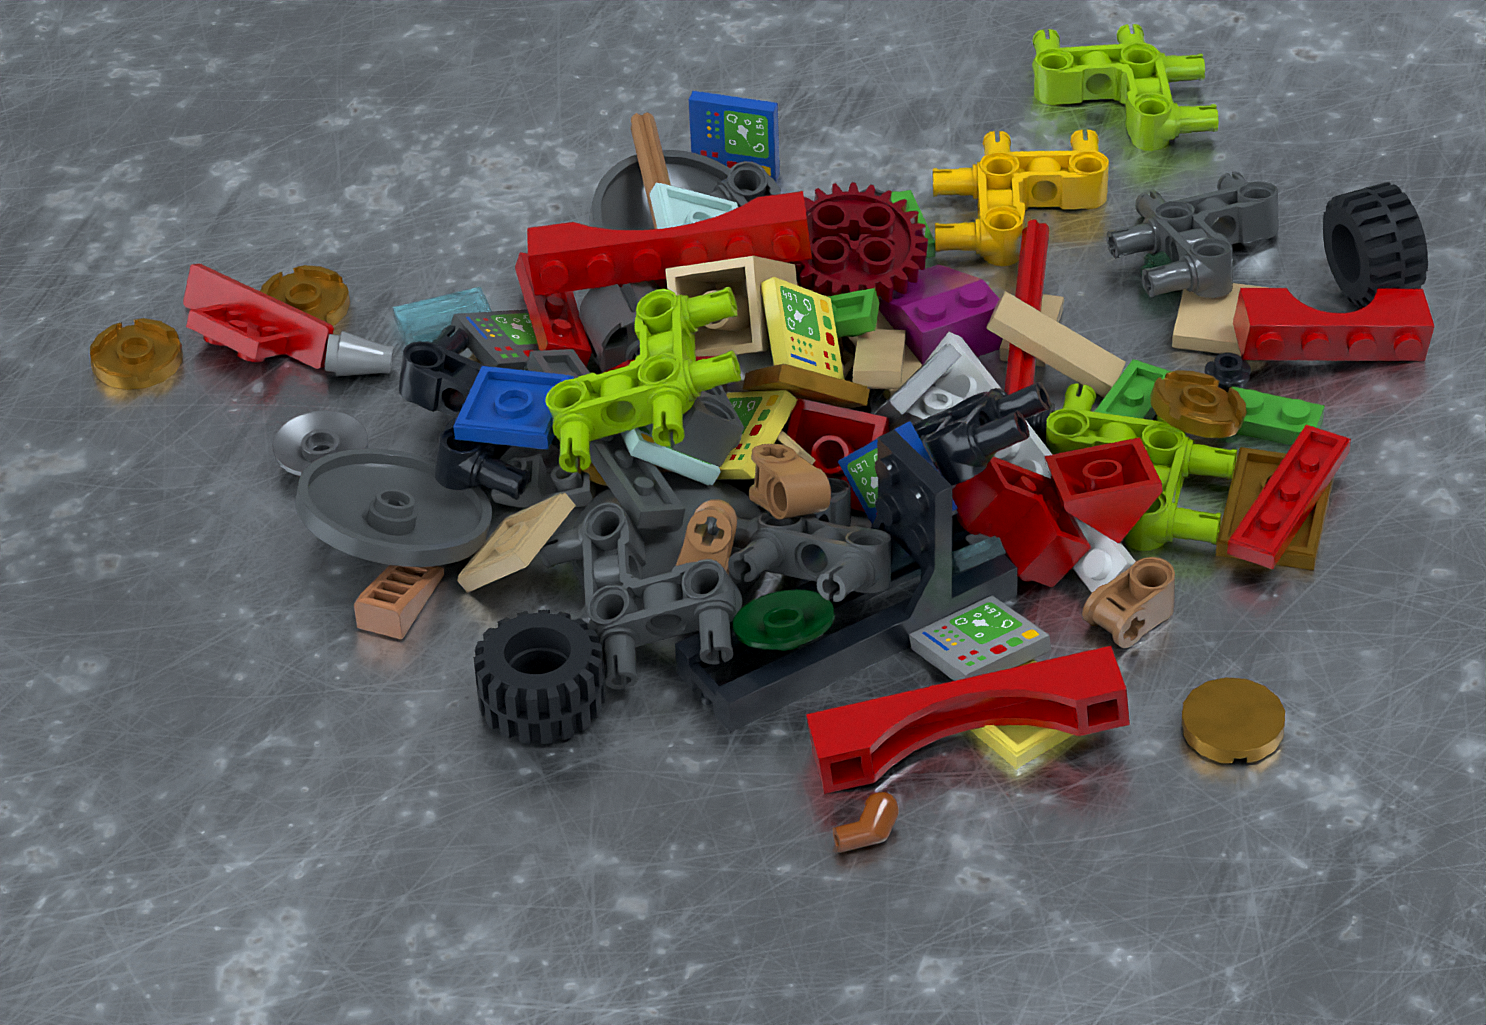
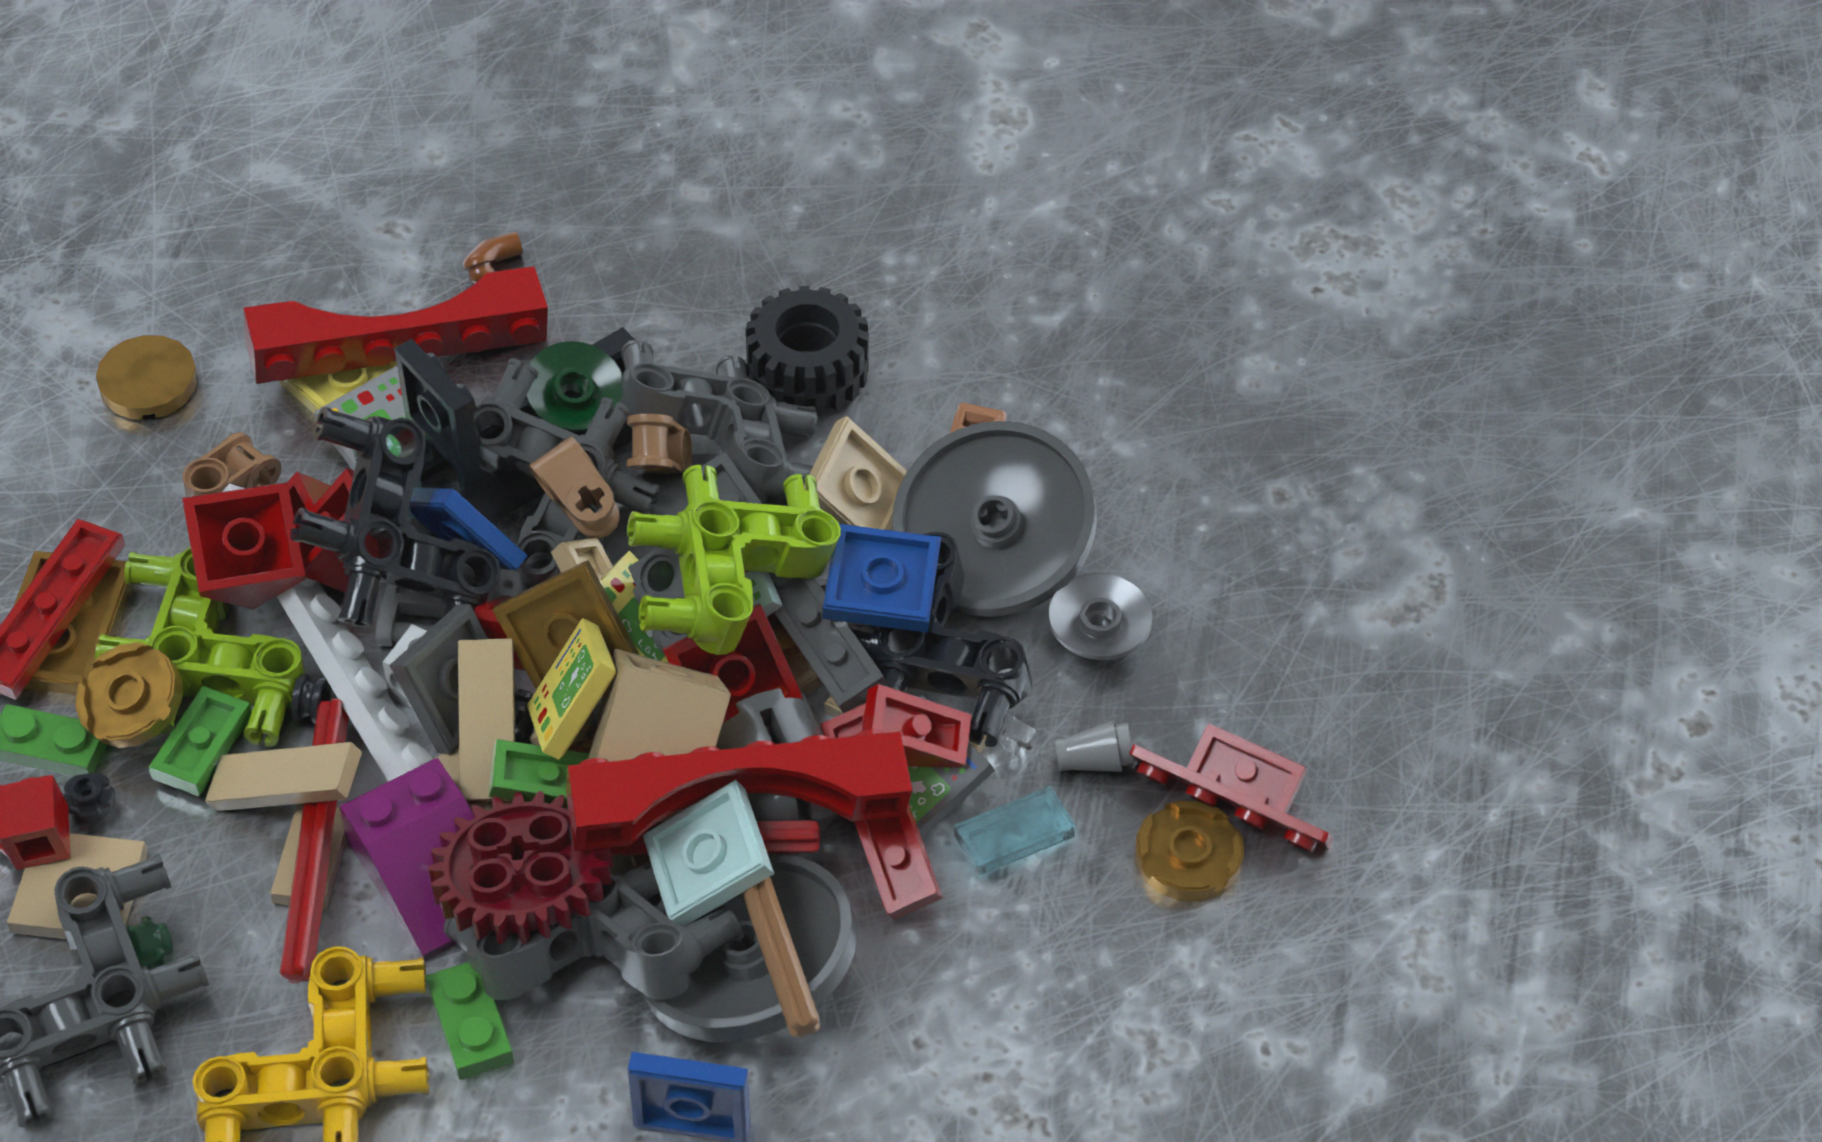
camera: 170 degrees right, 10 degrees up
(136, 354) = (1357, 757): pearl gold tile -> none
(509, 324) = (929, 731): none -> slope

